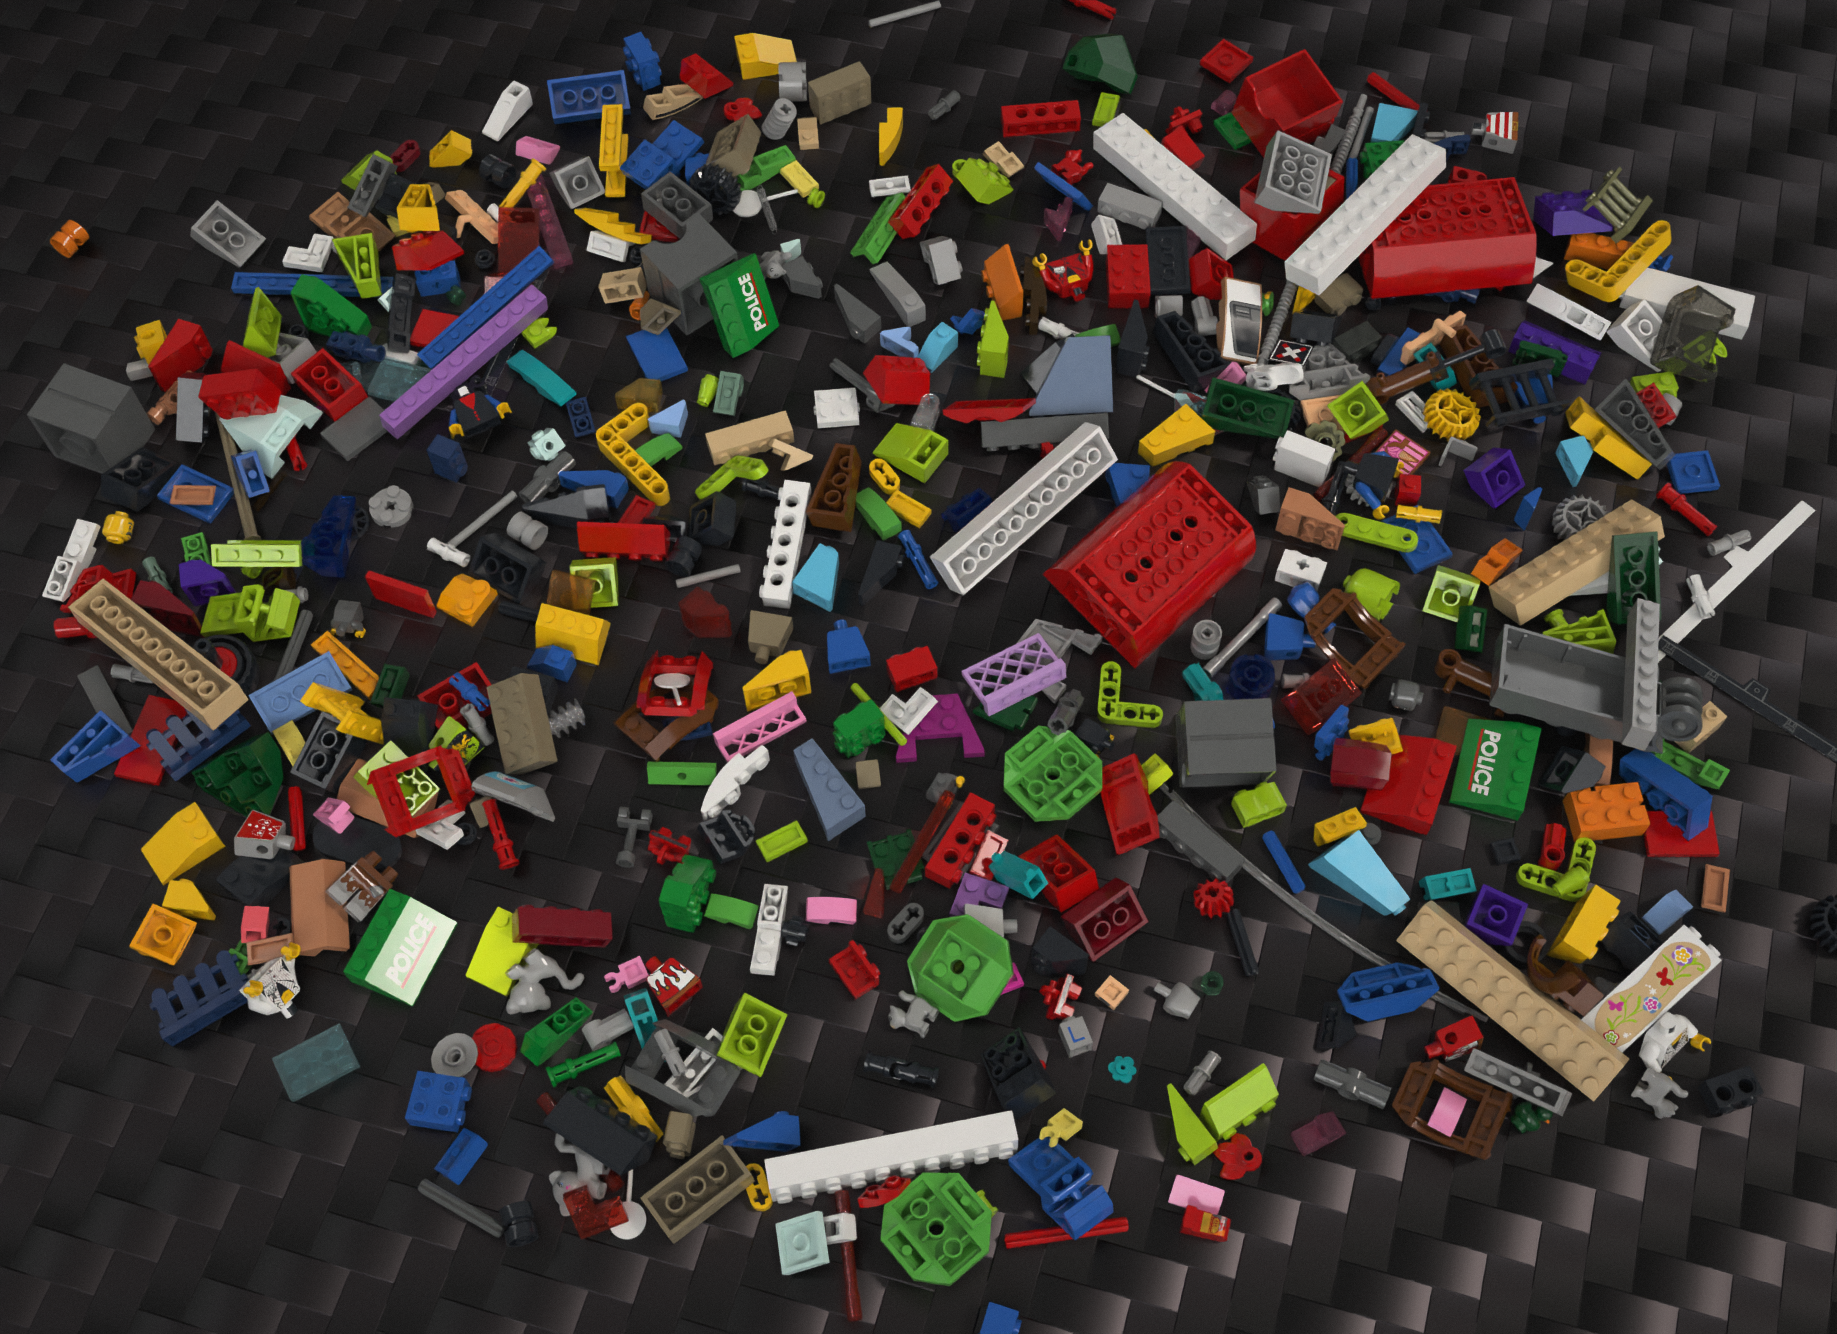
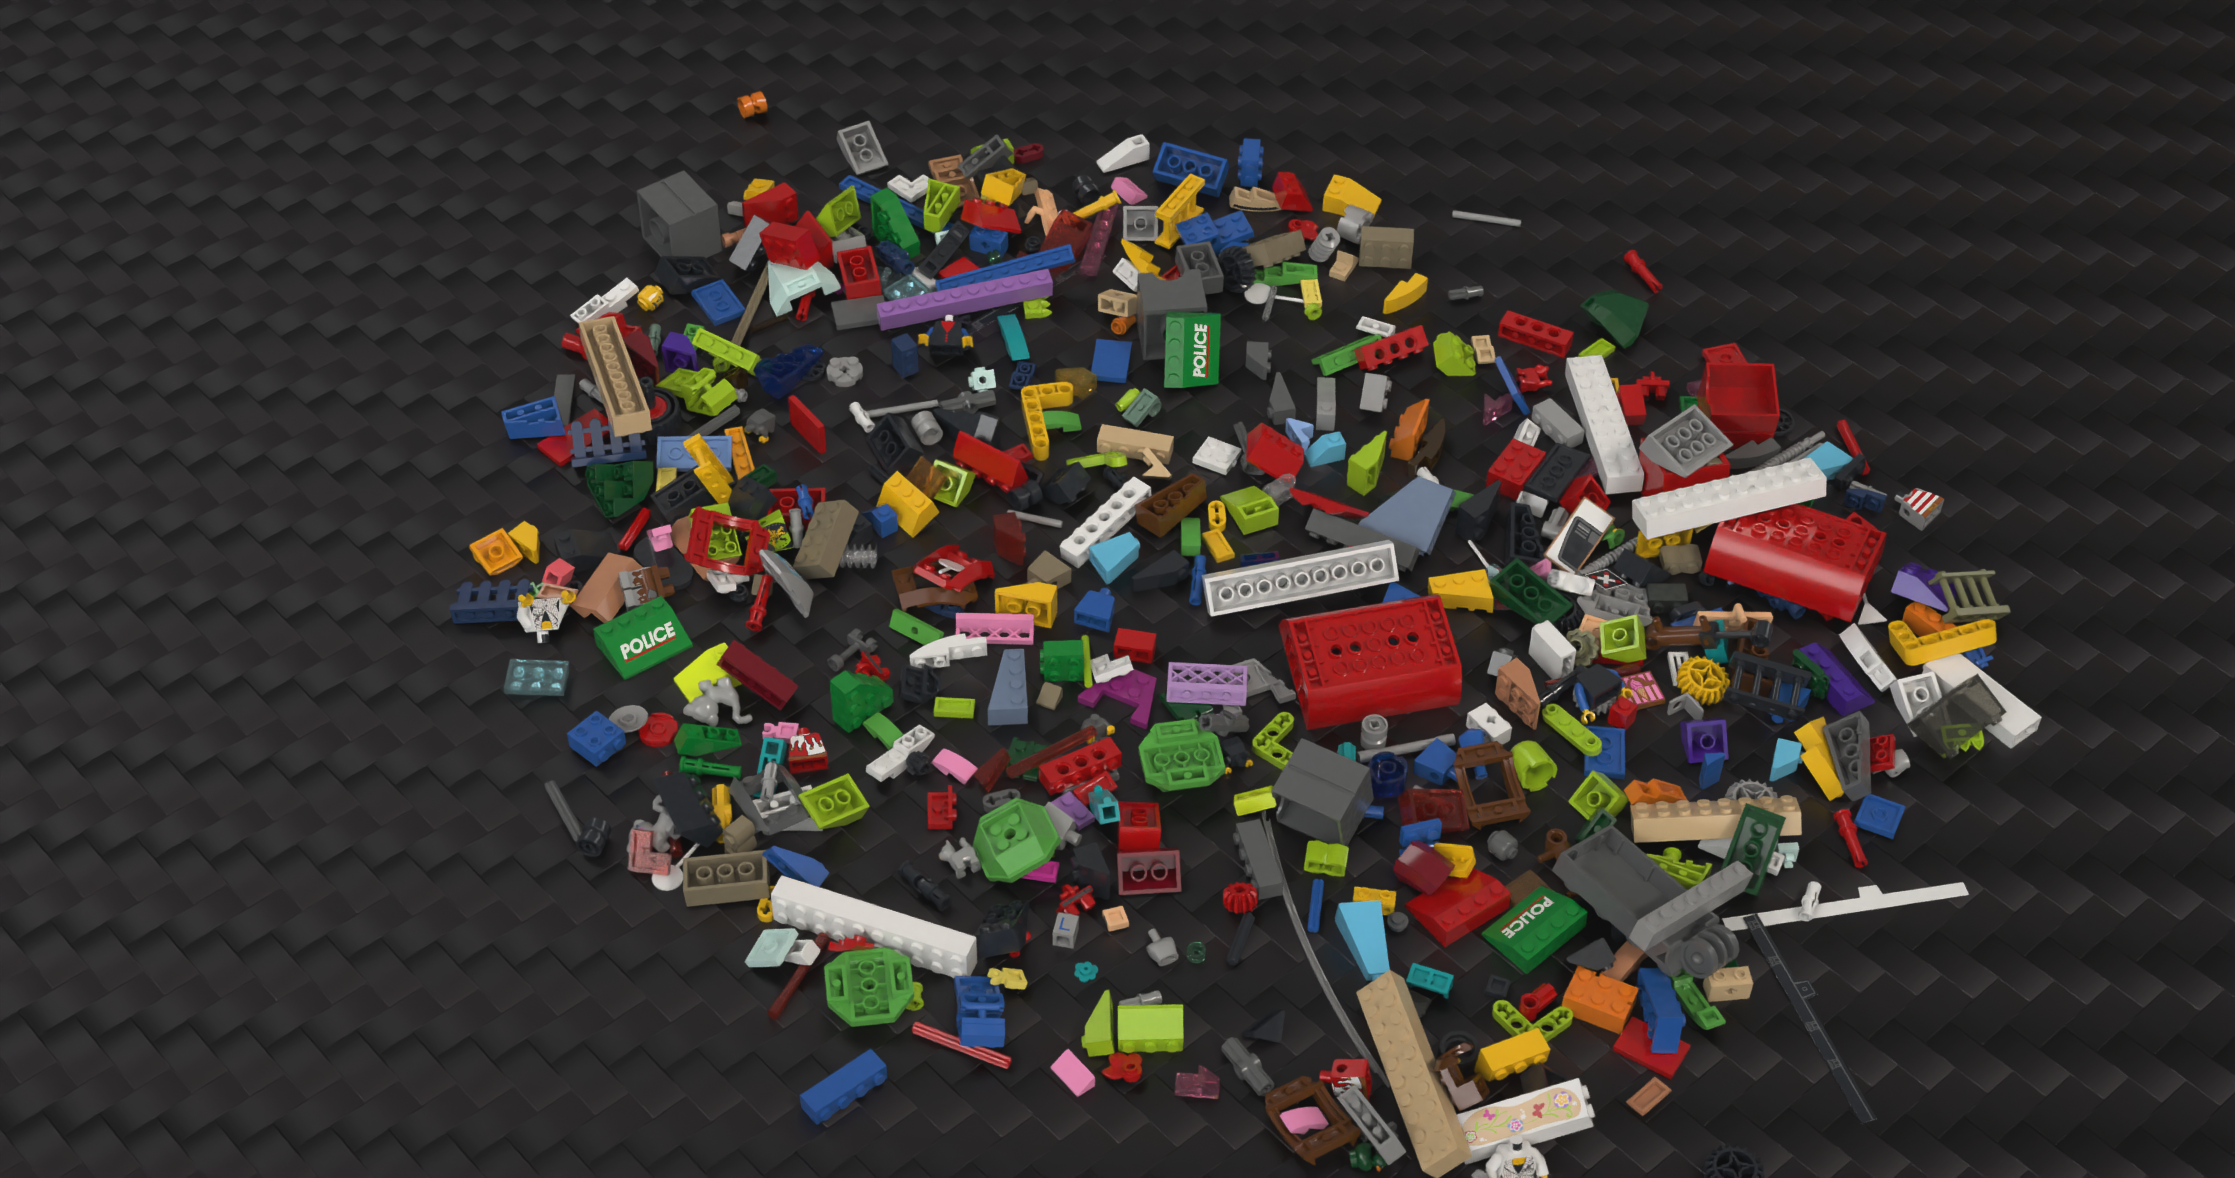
camera: 30 degrees right, 15 degrees down
(181, 844) = (550, 506): yellow slope -> none
(192, 495) = (715, 300): nougat tile -> none
(250, 473) = (762, 303): blue slope -> none
(262, 836) = (601, 524): torso -> none
(450, 151) = (1063, 163): yellow slope -> none
(461, 1156) = (588, 782): blue slope -> none
(466, 598) = (852, 452): light orange slope -> none
(602, 1032) = (739, 756): light grey piece -> none
(615, 483) = (1010, 427): blue slope -> none
(657, 316) = (1125, 332): dark tan slope -> none
(670, 420) = (1086, 406): light blue slope -> none
(772, 263) = (1240, 339): light grey animal -> none
(793, 247) = (1265, 335): light aqua slope -> none
(970, 322) = (1358, 442): blue bracket -> none
(1068, 275) = (1469, 448): red torso -> none
(1128, 804) = (1224, 804): red slope -> none
(1205, 1224) = (1063, 1091): red leg -> none
(1386, 990) = (1318, 1021): blue wedge -> none
(1419, 514) = (1616, 732): yellow pin -> none
(1495, 916) = (1445, 1015): dark purple slope -> none
(1571, 881) = (1527, 1024): lime cone -> none
(1664, 381) = (1910, 744): lime plate -> none
(1667, 911) = (1601, 1089): light blue slope -> none
(1728, 542) = (1869, 877): light grey axle -> none

